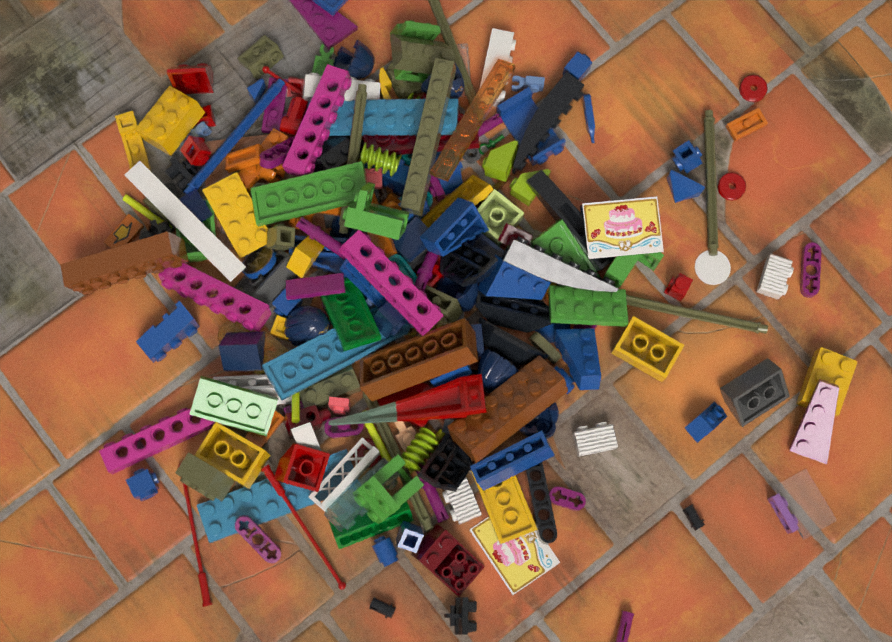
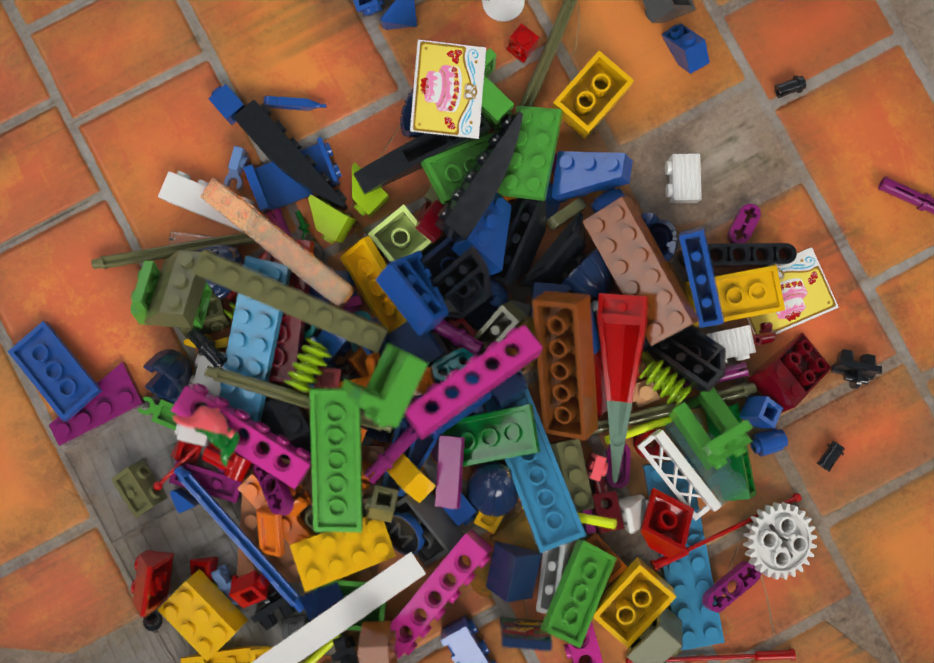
camera: 80 degrees left, 10 degrees up
(160, 83) = (153, 621): none -> black axle
(193, 365) = (524, 634): none -> dark blue tile
(290, 561) = (795, 527): none -> white gear
(322, 95) = (215, 427): none -> coral hair
(380, 84) = (206, 347): none -> black axle
(474, 532) = (766, 334): none -> dark red arm

